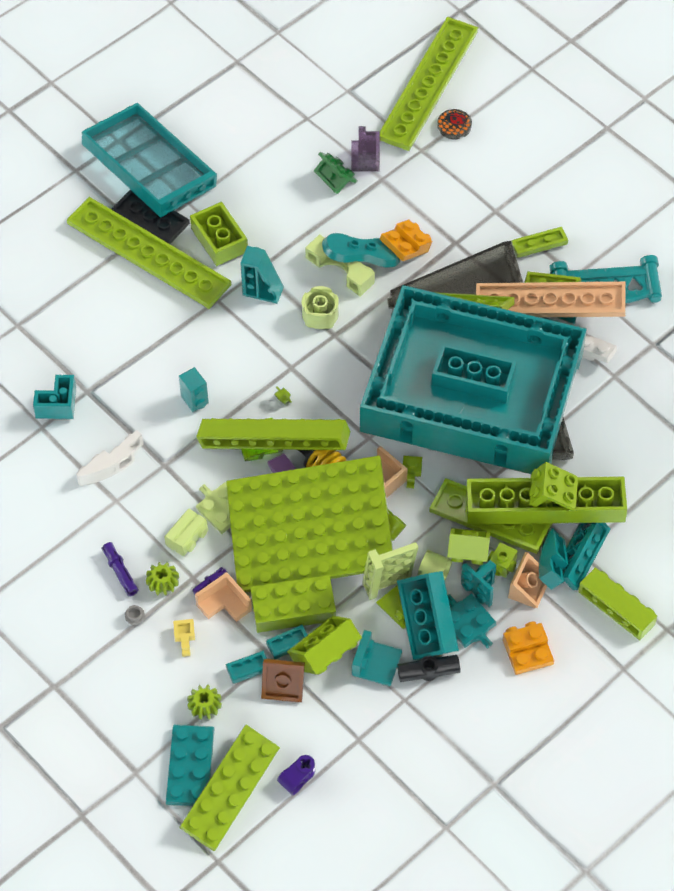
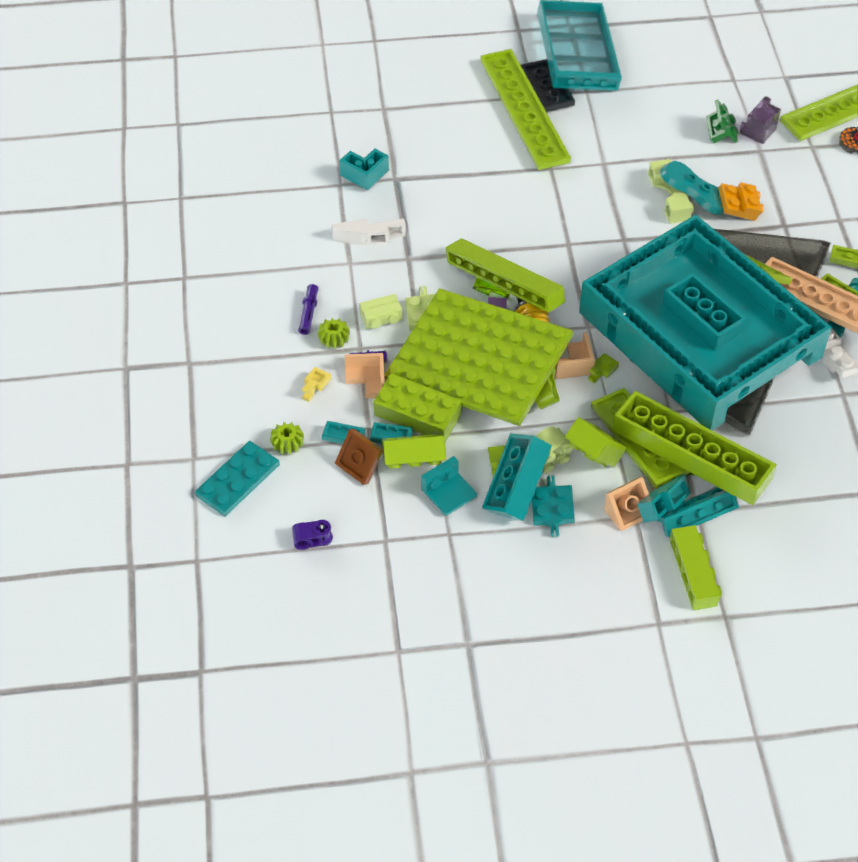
camera: 35 degrees right, 5 degrees down
(134, 615) = (291, 347): light grey plate -> none
(193, 389) = (472, 214): teal brick -> none
(218, 233) = (589, 120): lime brick -> none
(229, 787) = (250, 510): lime plate -> none
(260, 276) = (592, 161): teal wedge -> none
(283, 395) = (542, 258): lime plate -> none
(320, 308) = (625, 211): yellowish green brick -> none
(388, 568) = (496, 416): yellowish green fence -> none
(416, 669) = (478, 516): black piece -> none
(479, 582) = (586, 477): teal bracket -> none
(504, 558) = (619, 473): lime brick -> none
(527, 647) = (586, 555): light orange plate -> none
(553, 484) = (704, 434): lime bracket -> none

